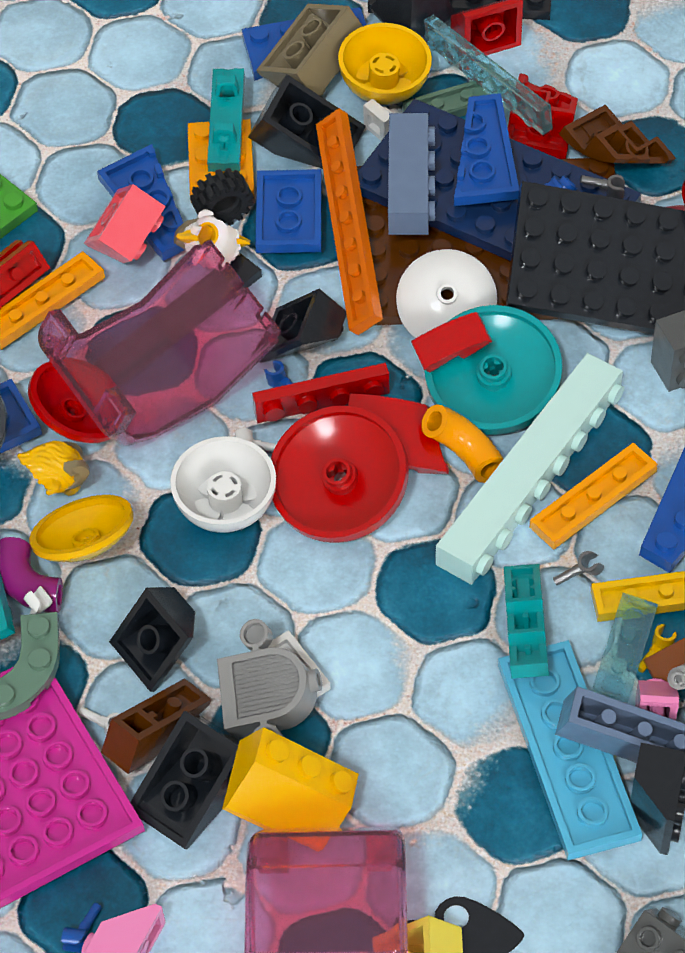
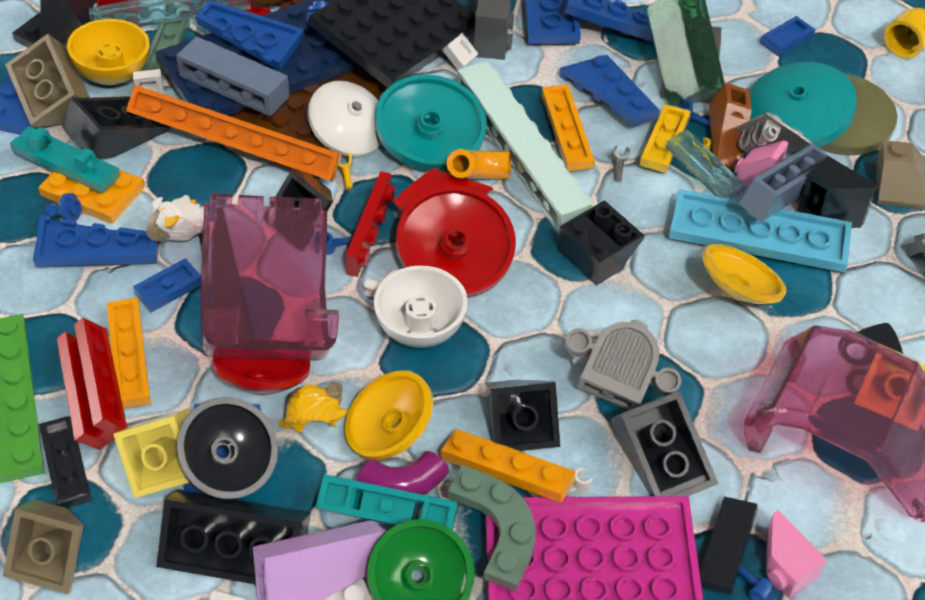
camera: 65 degrees left, 5 degrees down
(38, 600) = (442, 472): white hand -> none
(90, 655) = (509, 465): none -> light orange plate
(112, 886) = (727, 545): none -> black tile
(126, 224) = (110, 260): coral slope -> none
(129, 280) = (167, 285): none -> blue plate
(142, 730) = (602, 453): reddish brown slope -> none
(173, 158) = (68, 207): none -> blue plate
(224, 195) = (140, 192): black tyre -> none
(287, 785) = (721, 381): yellow slope -> none
(289, 211) = (182, 168): blue plate -> none
(388, 333) = (346, 172): none -> yellow hand
(429, 598) = (599, 242): none -> black slope
(452, 339) = (399, 124): red slope -> none
(487, 745) = (742, 275): none -> yellow dish
(525, 621) = (642, 200): teal slope -> none
(633, 343) = (460, 51): none -> white plate

